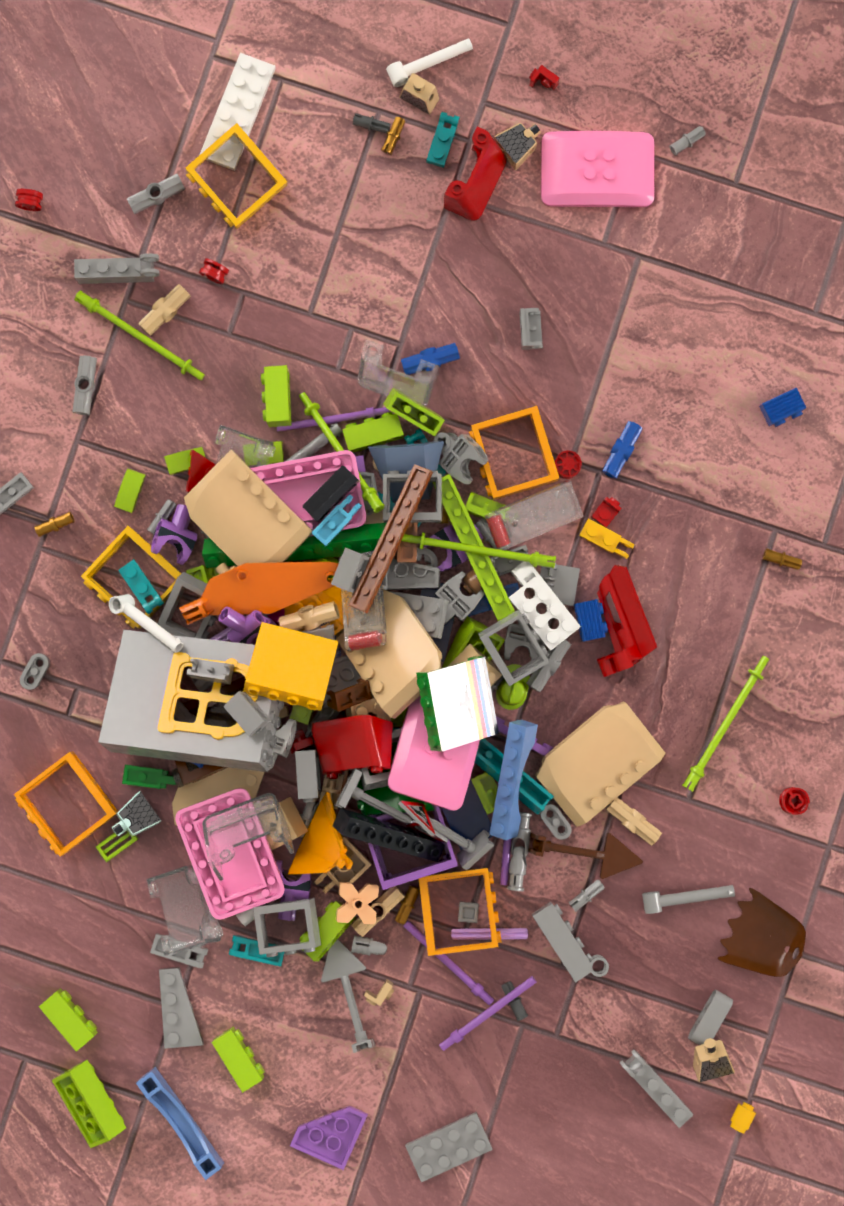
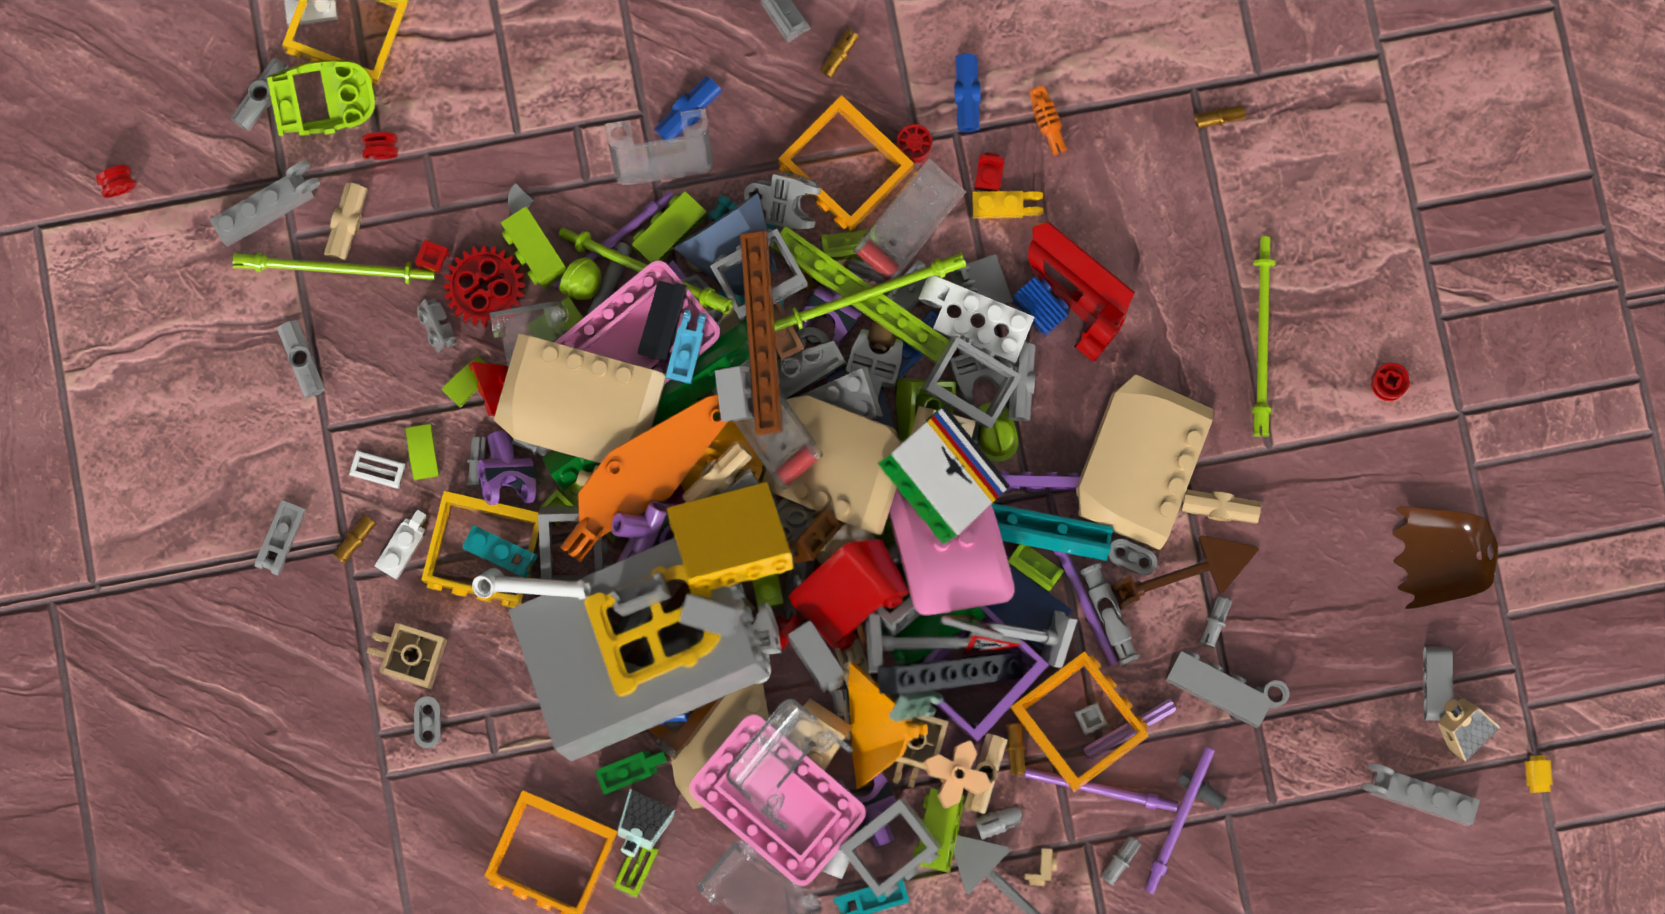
camera: 30 degrees left, 5 degrees down
(36, 623) = (396, 660): none -> tan hinge
(83, 546) = (402, 545): none -> white hinge
(106, 497) = (398, 475): none -> white tile
(183, 418) = (430, 314): none -> light grey hinge
(206, 364) = (431, 256): none -> red panel
(211, 224) = (346, 91): none -> lime slope
(231, 386) = (472, 267): none -> red gear
(285, 357) = (518, 199): none -> light grey tile
(296, 434) = (581, 279): none -> lime hat
(352, 847) = (915, 705): none -> sand green hinge
(413, 412) = (704, 179): lime brick -> none
(434, 1017) = (1121, 860): none -> light grey axle
(506, 812) = (1041, 492): medium blue arch -> none
(552, 376) = (839, 53): none -> pearl gold pin
(654, 901) = (1298, 586): light grey piece -> none
(666, 497) = (1047, 118): none -> orange hinge

